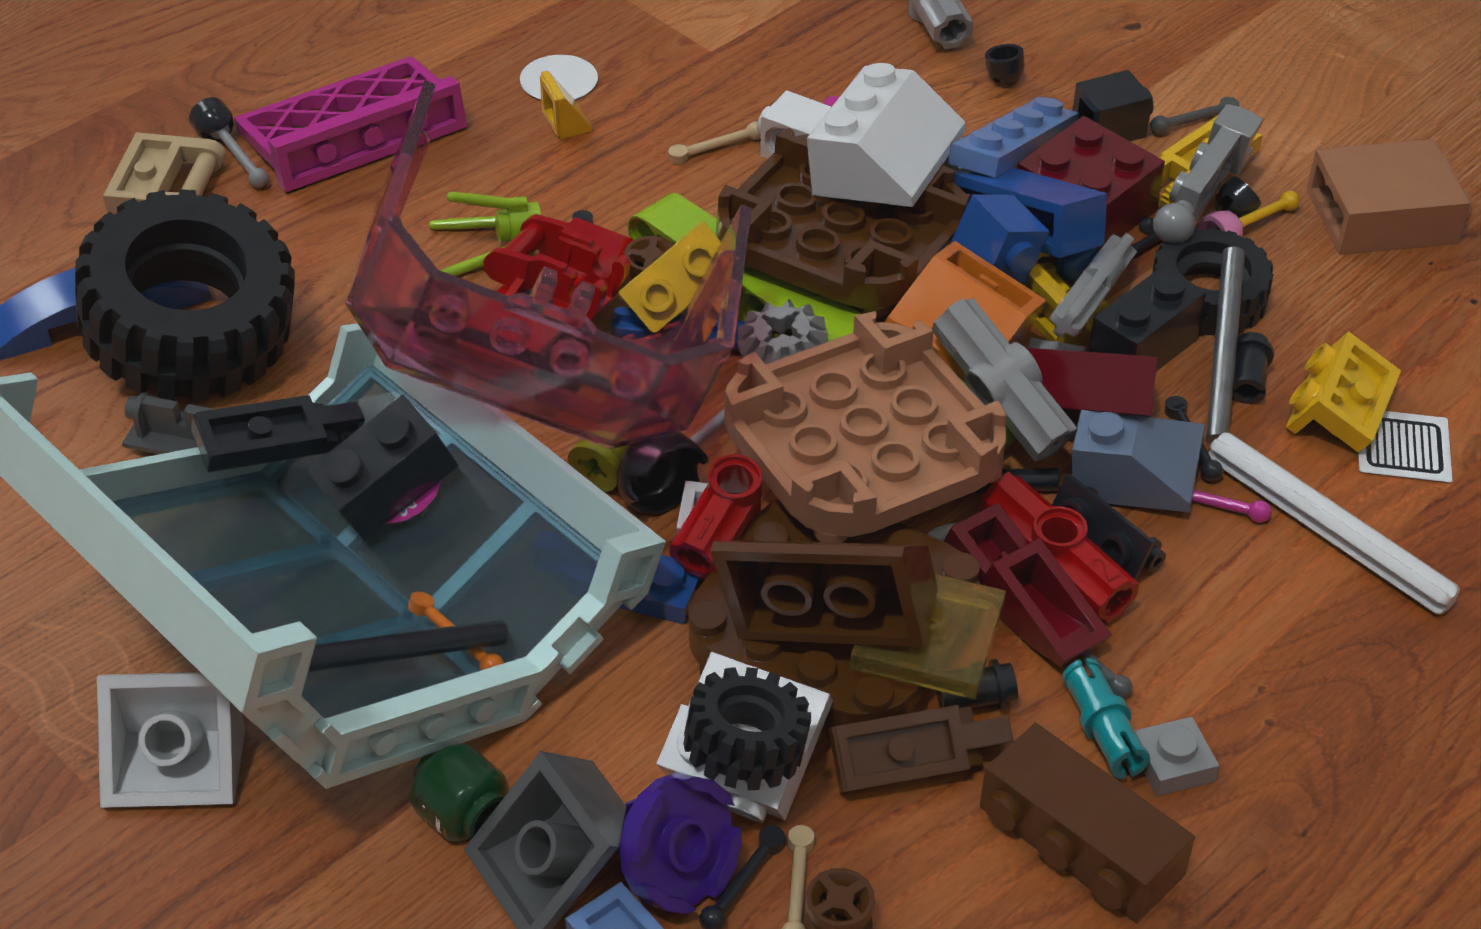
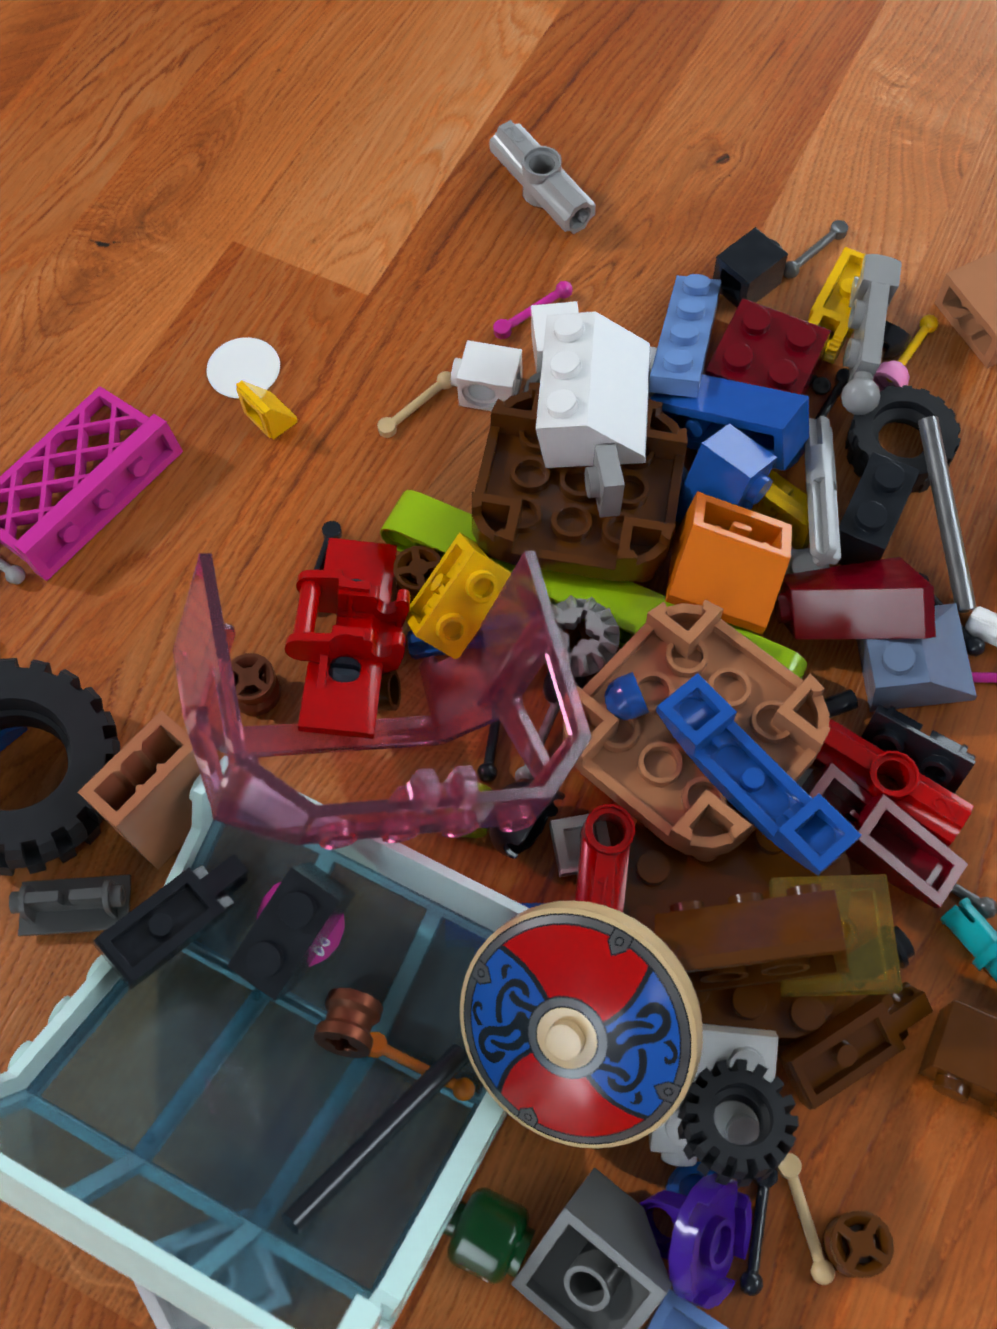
camera: 15 degrees left, 20 degrees up
(295, 327) = (148, 789): none -> nougat brick
(402, 564) = (348, 1023): none -> copper wheel
(505, 221) = (276, 561): lime plant -> none
(623, 593) = (581, 1024): none -> dish
(799, 372) = (625, 698): none -> blue hinge
(862, 207) = (605, 480): none -> light grey plate
(891, 459) = (751, 780): none -> blue slope
(1004, 374) = (794, 633): light grey piece -> none
(1005, 63) = (629, 238): black hinge -> none
(1252, 359) = (971, 524): black pin -> none

